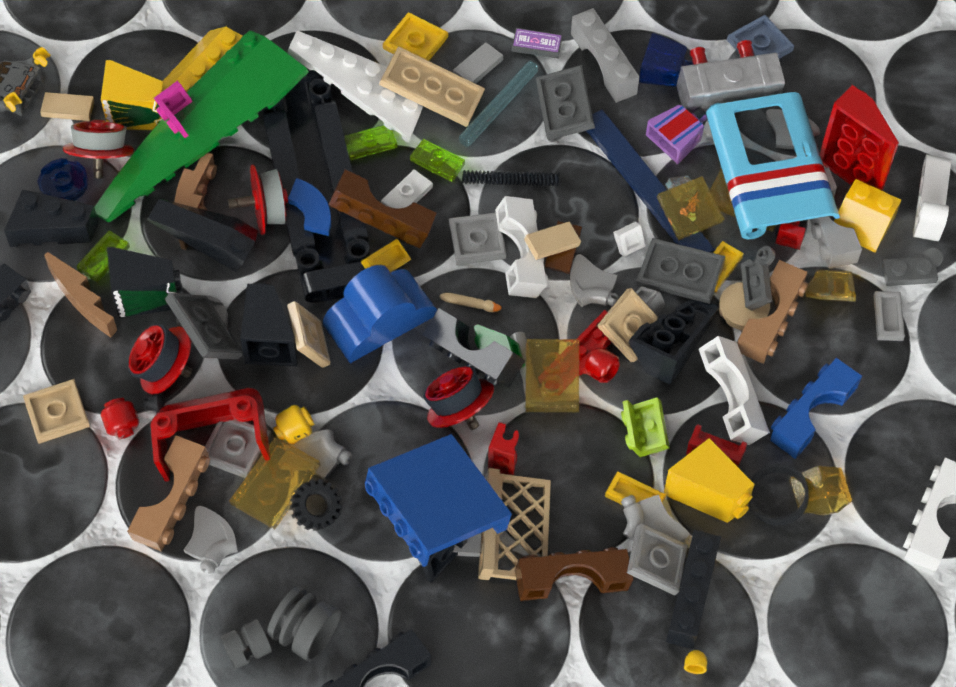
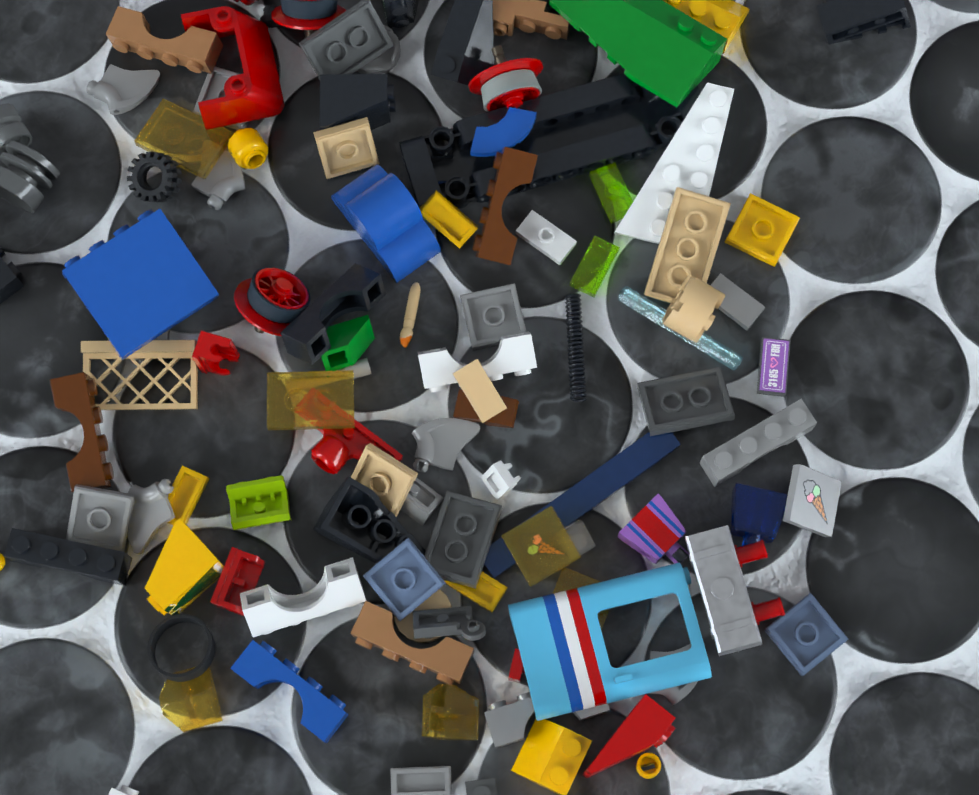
camera: 90 degrees right, 15 degrees up
(490, 80) = (693, 308): none -> tan brick
(655, 22) = (812, 500): none -> light grey tile
(718, 308) = (404, 579): none -> sand blue tile

